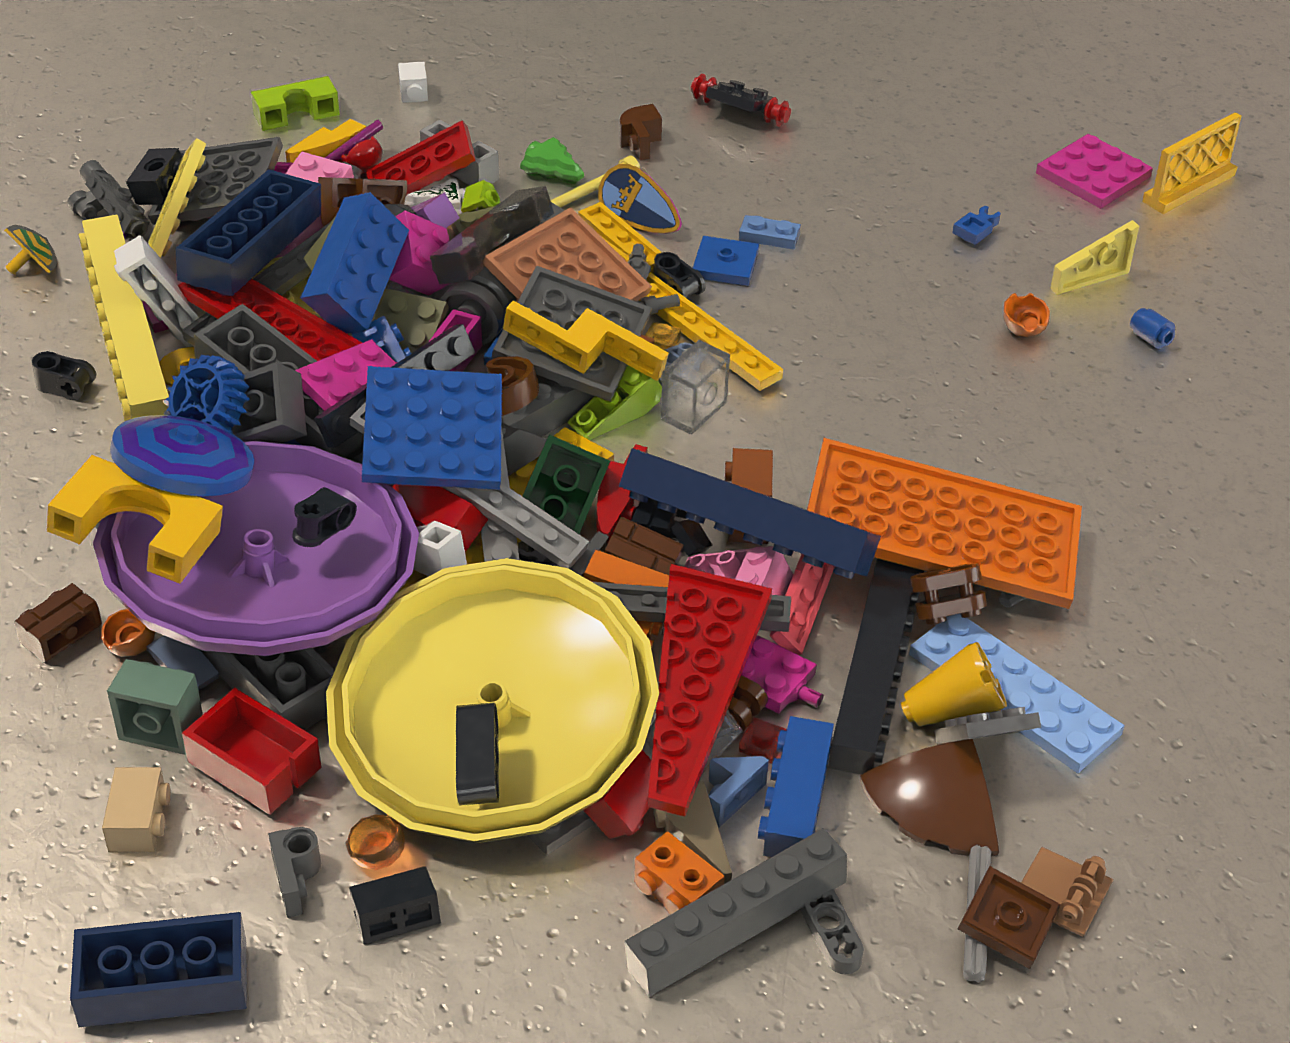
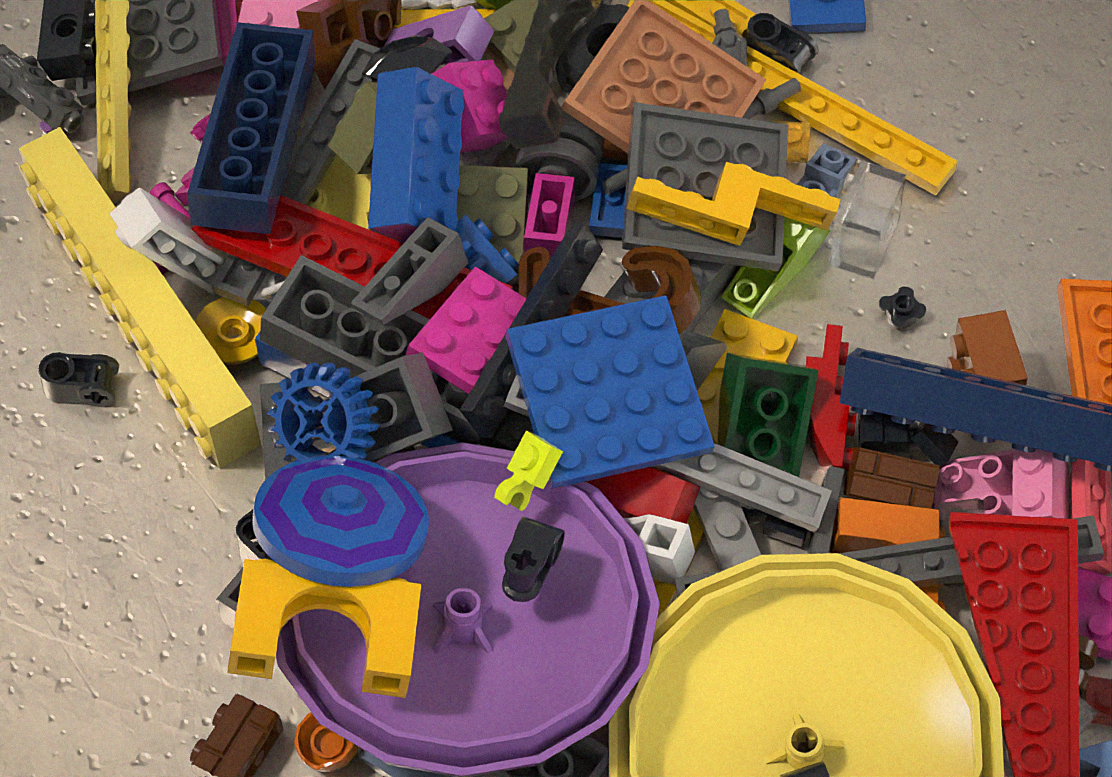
camera: 10 degrees left, 15 degrees up
(324, 329) = (414, 273): none -> dark grey slope
(348, 459) = (531, 467): none -> neon yellow plate
(703, 453) = (902, 316): none -> black plate

